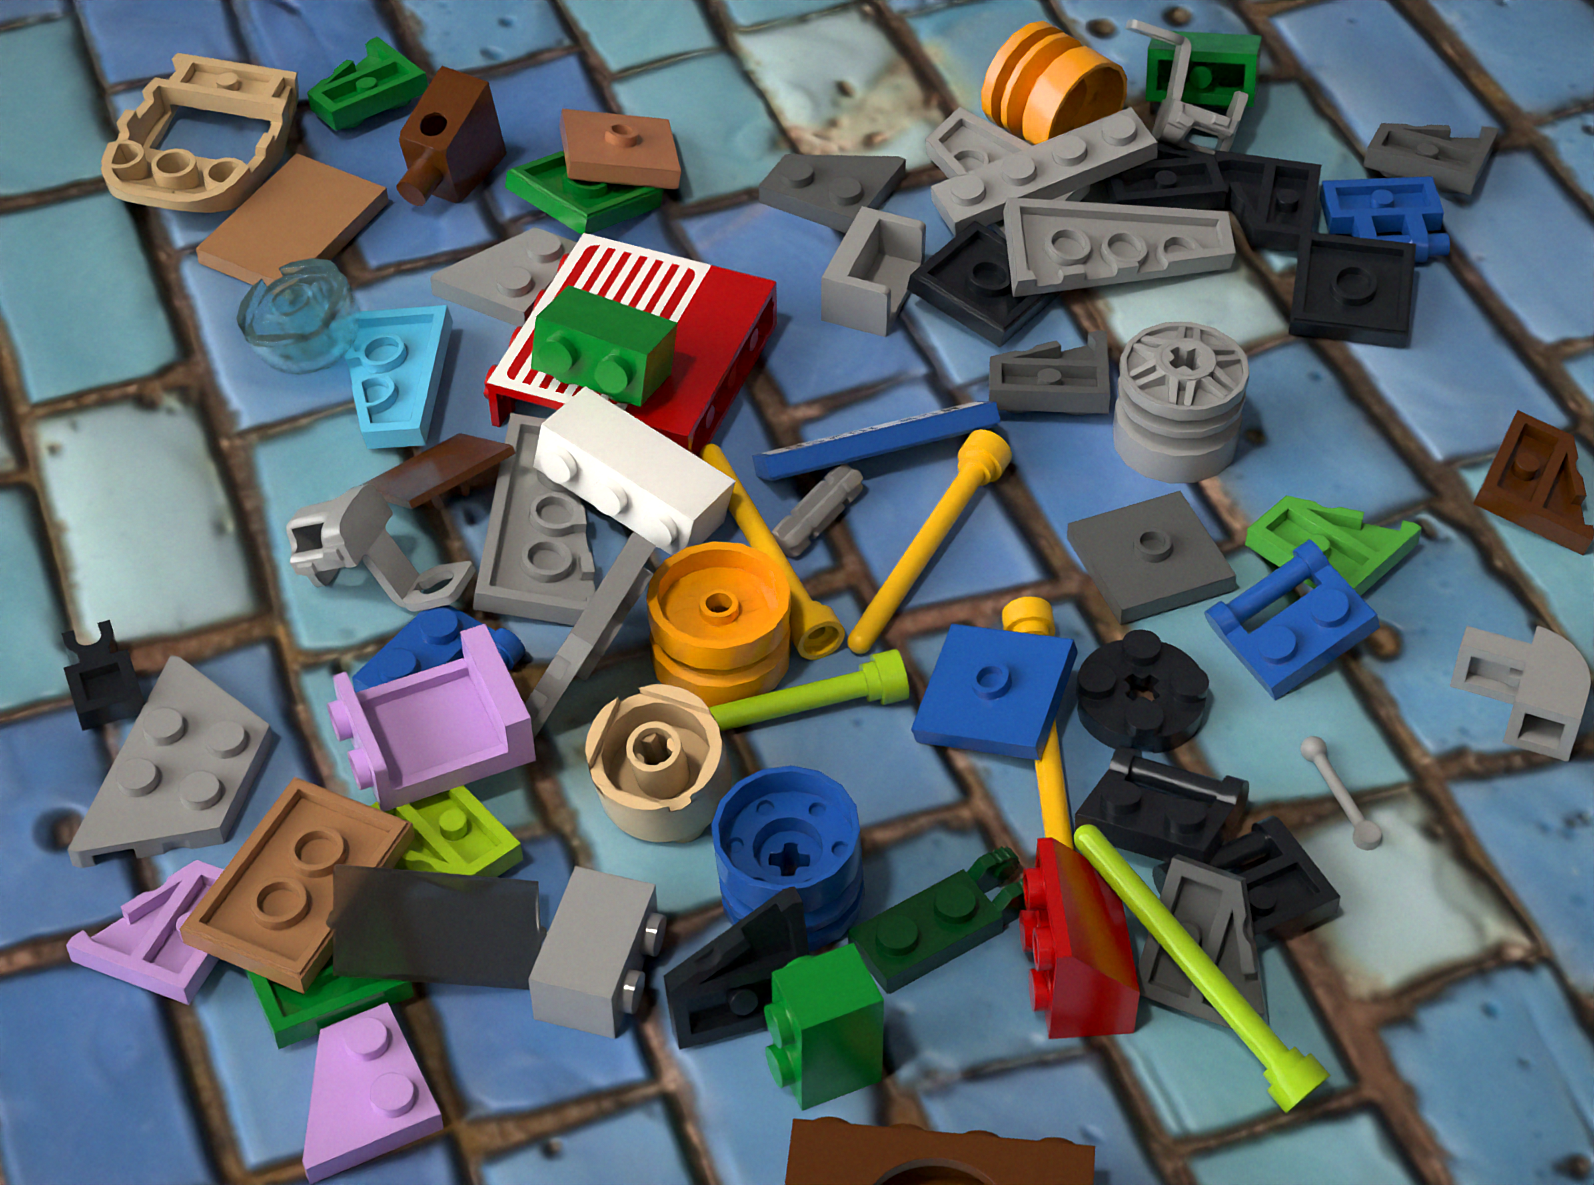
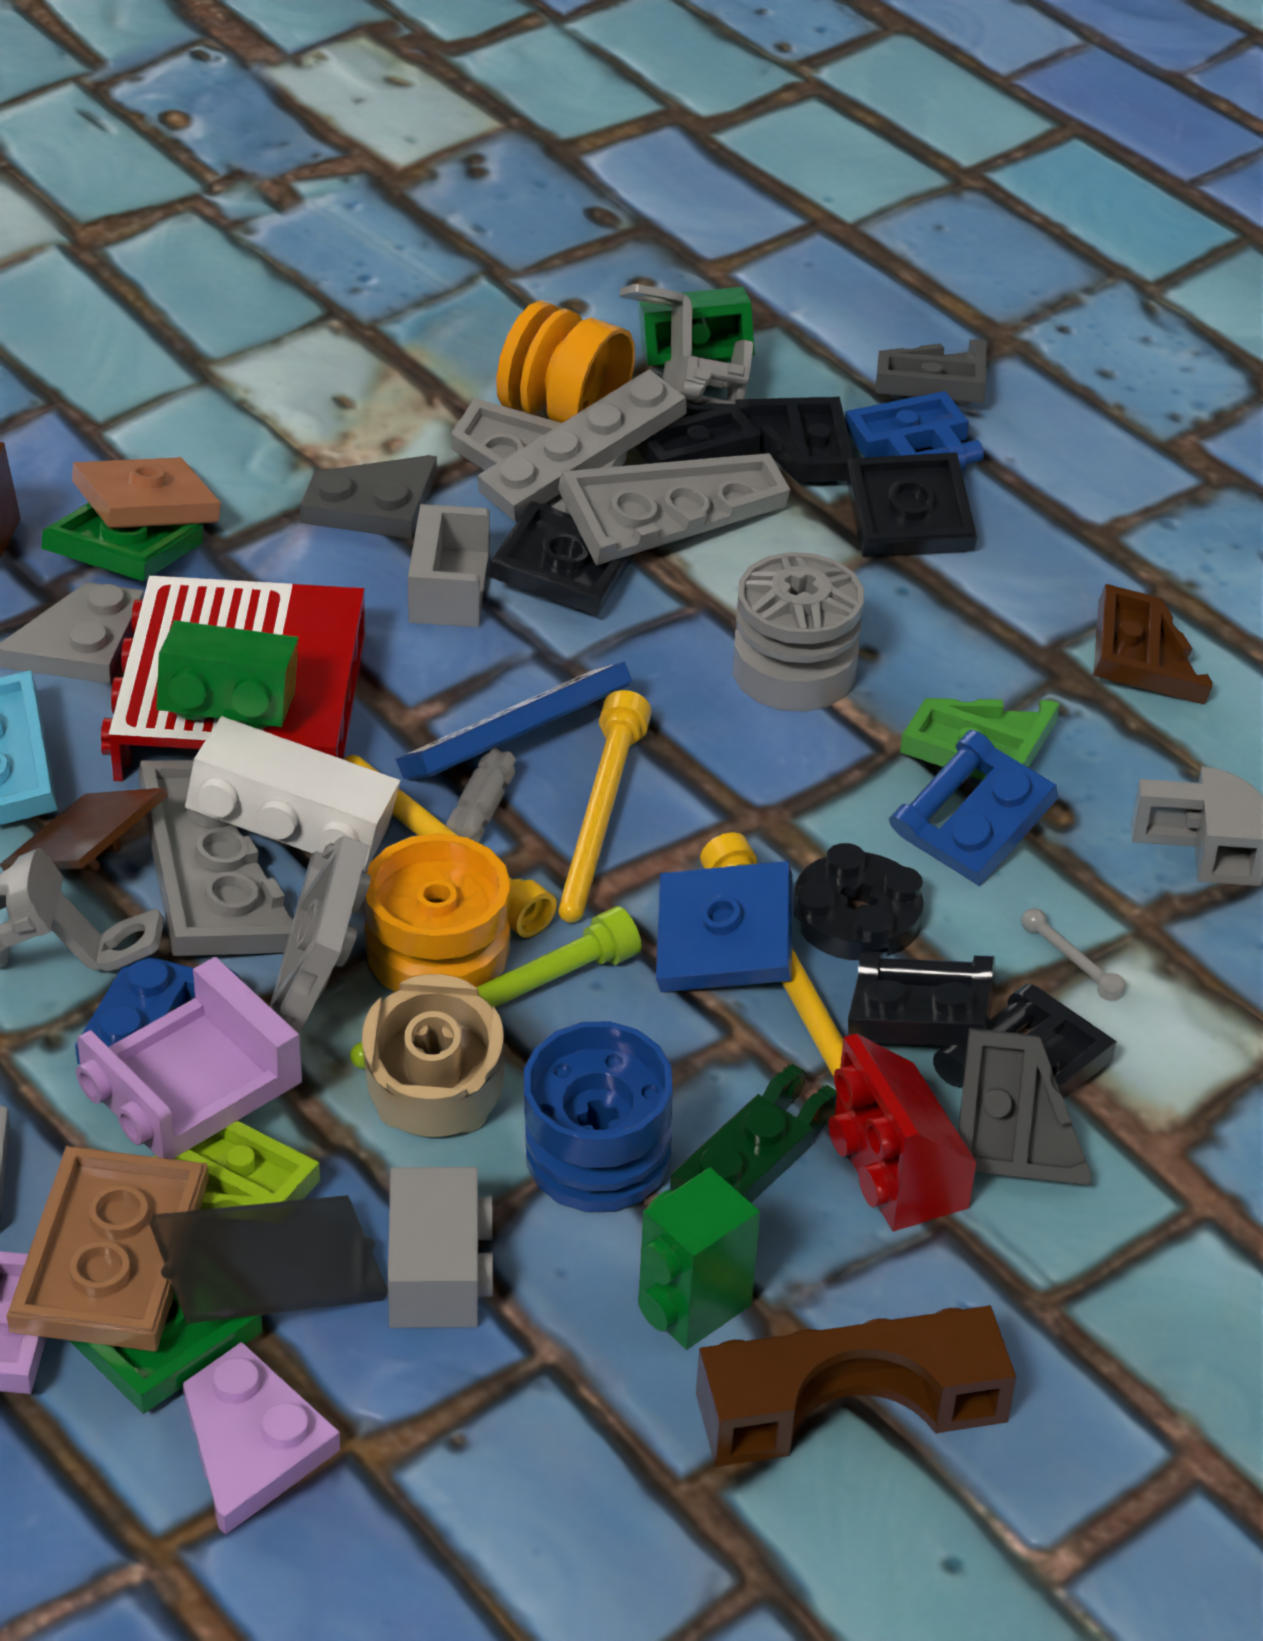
camera: 20 degrees left, 5 degrees down
(730, 978) = (592, 1233): black wing -> none
(1053, 379) = (664, 636): dark grey wing -> none
(1150, 557) = (817, 779): dark grey plate -> none
(1288, 1071) = (1129, 1204): lime piece -> none

